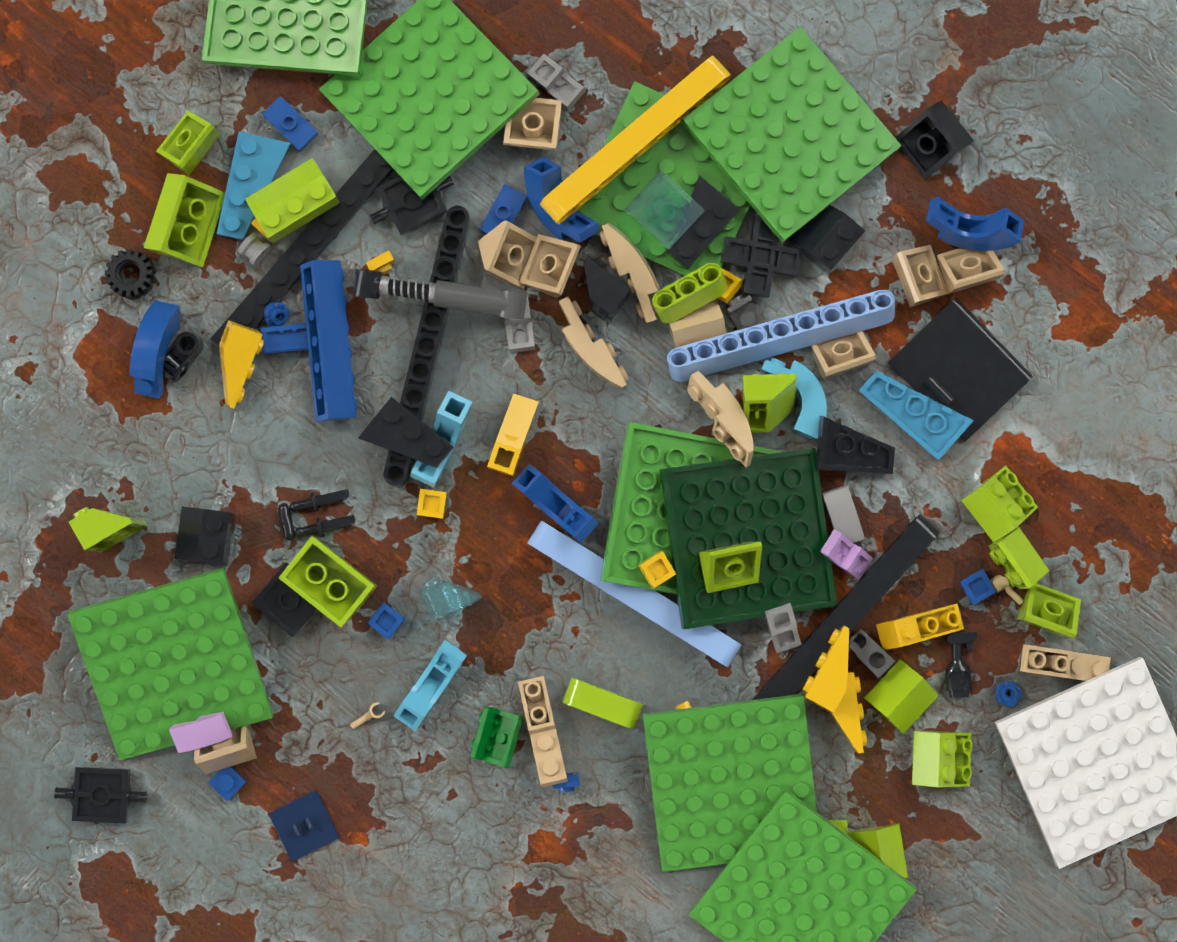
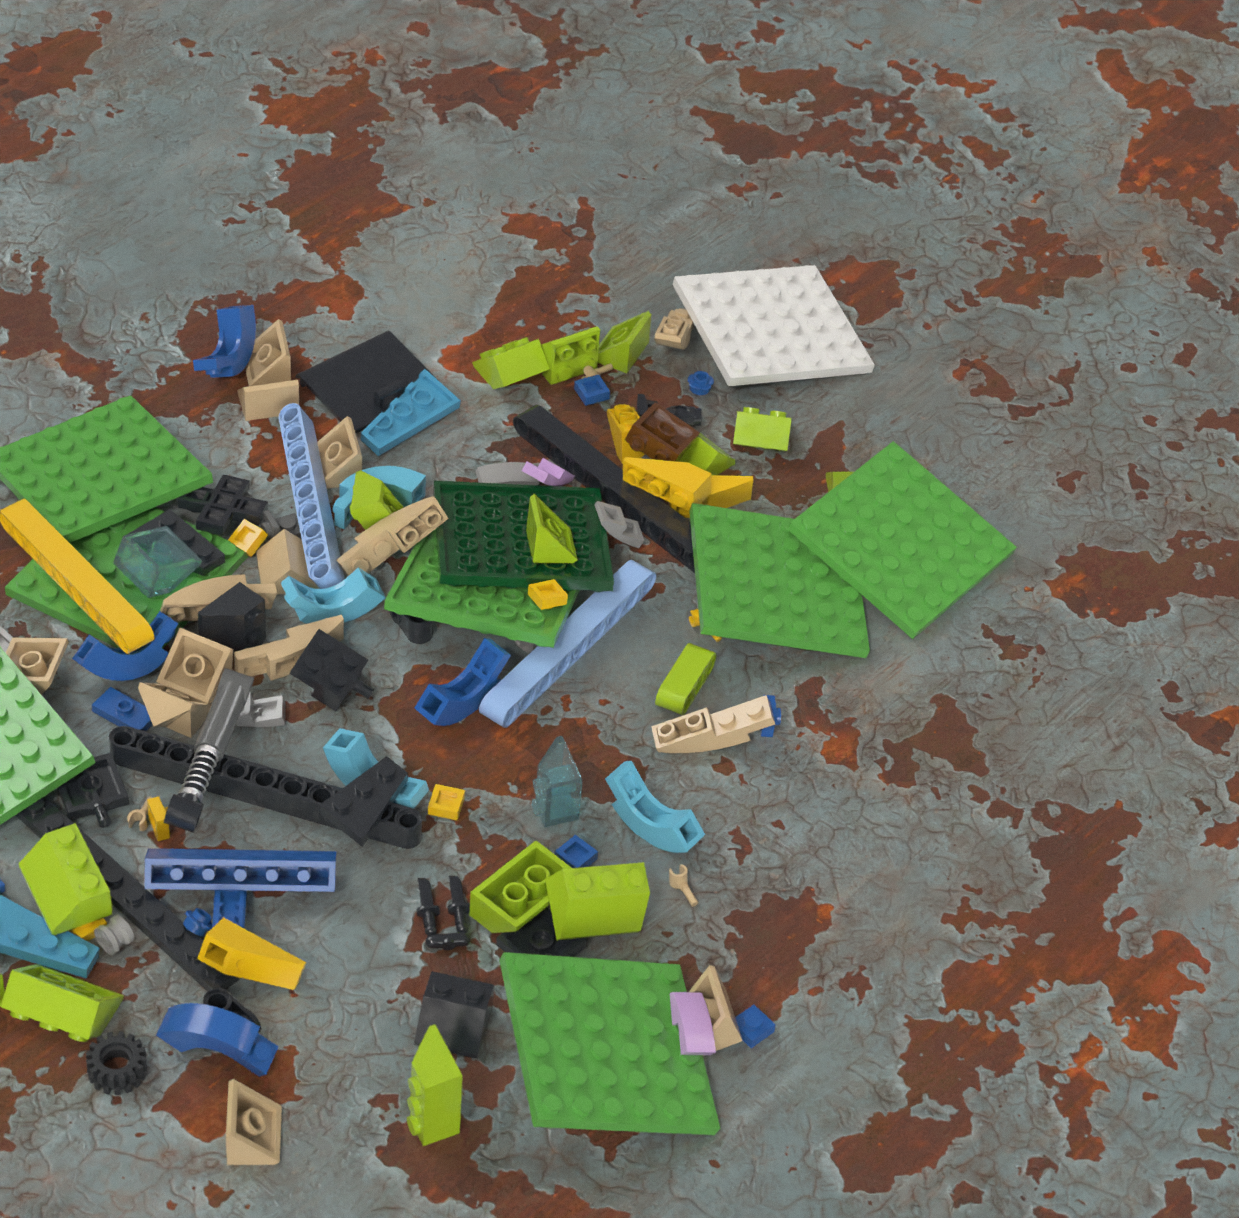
camera: 90 degrees left, 40 degrees down
(79, 389) = (252, 1127): none -> tan slope
(100, 795) = (761, 1150): black plate -> none
(304, 825) = (807, 960): dark blue piece -> none
(321, 643) = (598, 900): none -> lime slope
(392, 248) = (139, 815): none -> tan hand
(496, 736) = (717, 768): green bracket -> none
(512, 435) = (385, 720): yellow slope -> none
(562, 384) = (331, 670): none -> black plate
(650, 373) = (349, 598): none -> medium azure arch
(689, 293) = (251, 552): lime beam -> none
(827, 238) = (219, 450): black slope -> none
(848, 450) = (440, 457): black wing -> none
(888, 661) = (661, 435): none -> reddish brown plate
(933, 139) = (131, 370): black slope -> none

